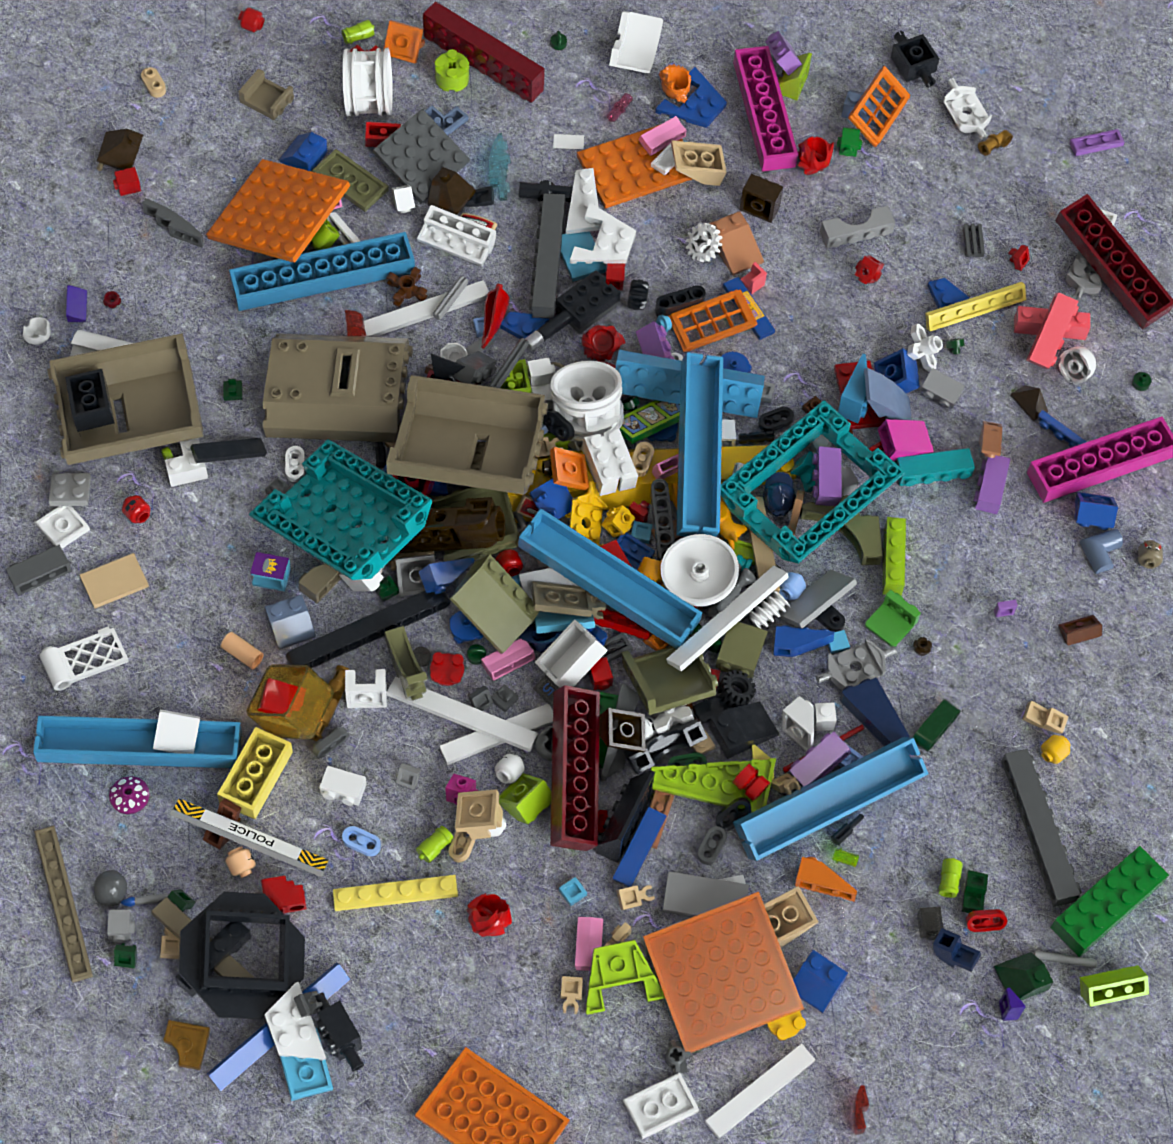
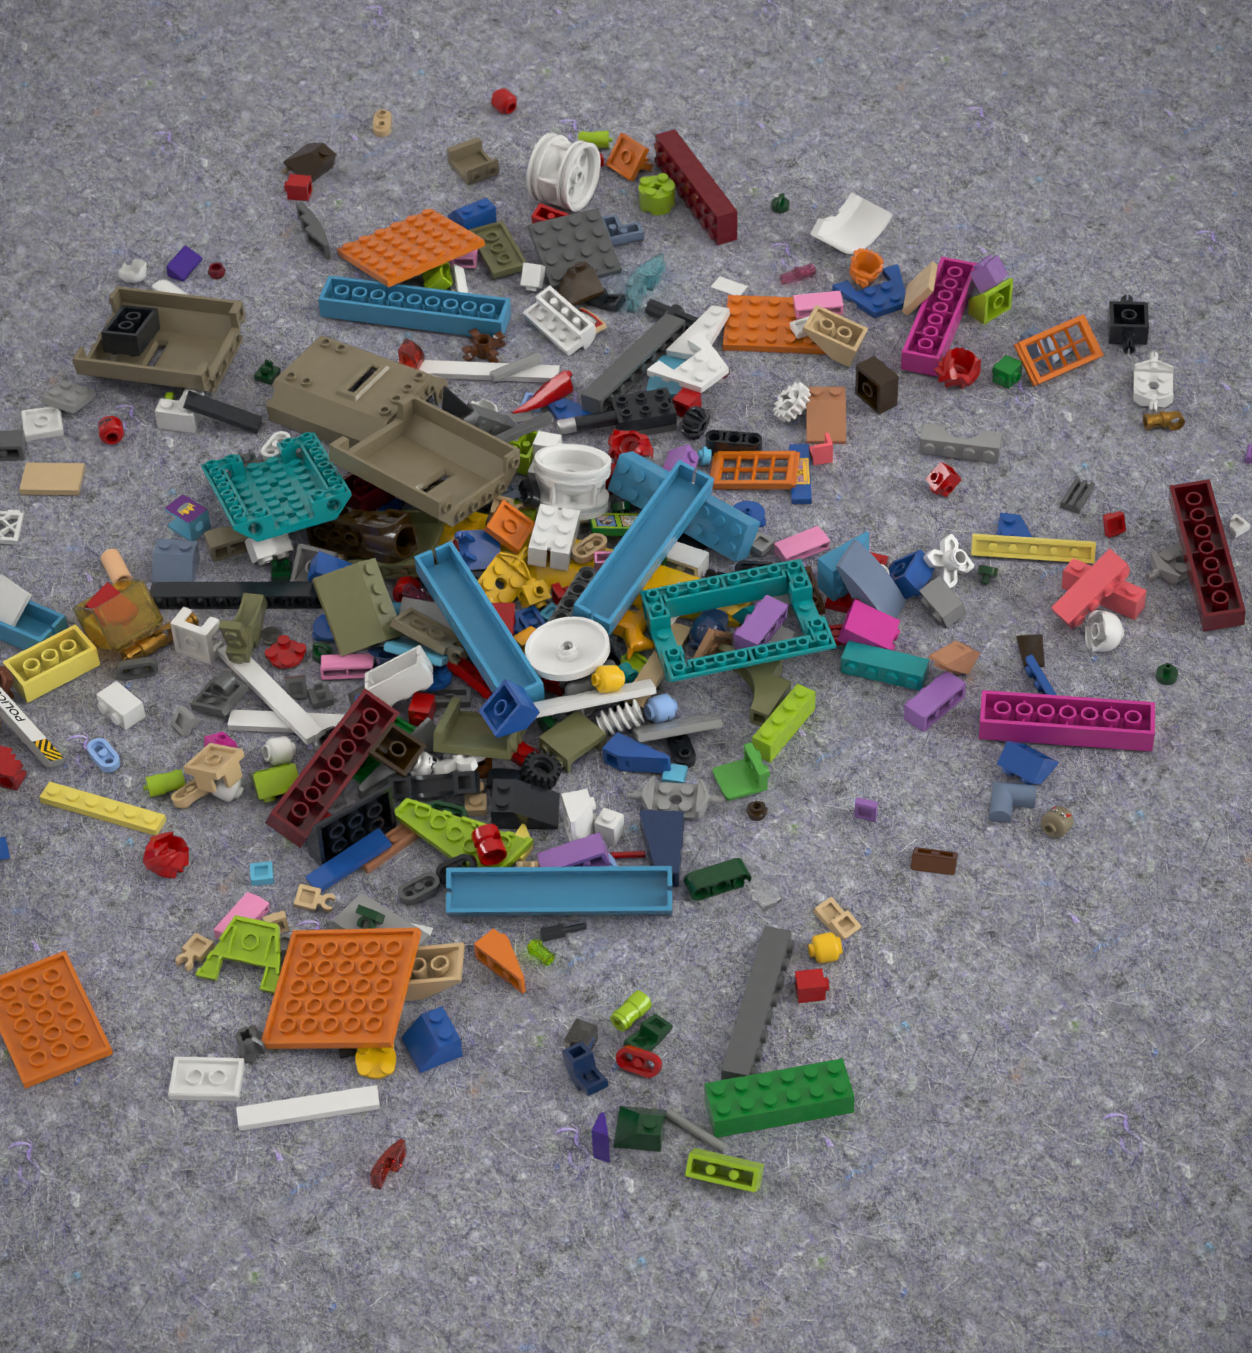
camera: 35 degrees right, 15 degrees down
(422, 737) = (219, 695): none -> dark grey plate
(526, 565) = (415, 593): none -> clear pink axle
(695, 652) = (508, 709): none -> blue slope
(695, 891) = (369, 915): none -> dark green tile
(736, 87) = (920, 288): none -> tan tile
(749, 584) = (608, 678): none -> yellow head
(796, 378) = (802, 545): none -> bright pink piece
(1067, 788) = (811, 985): none -> red brick

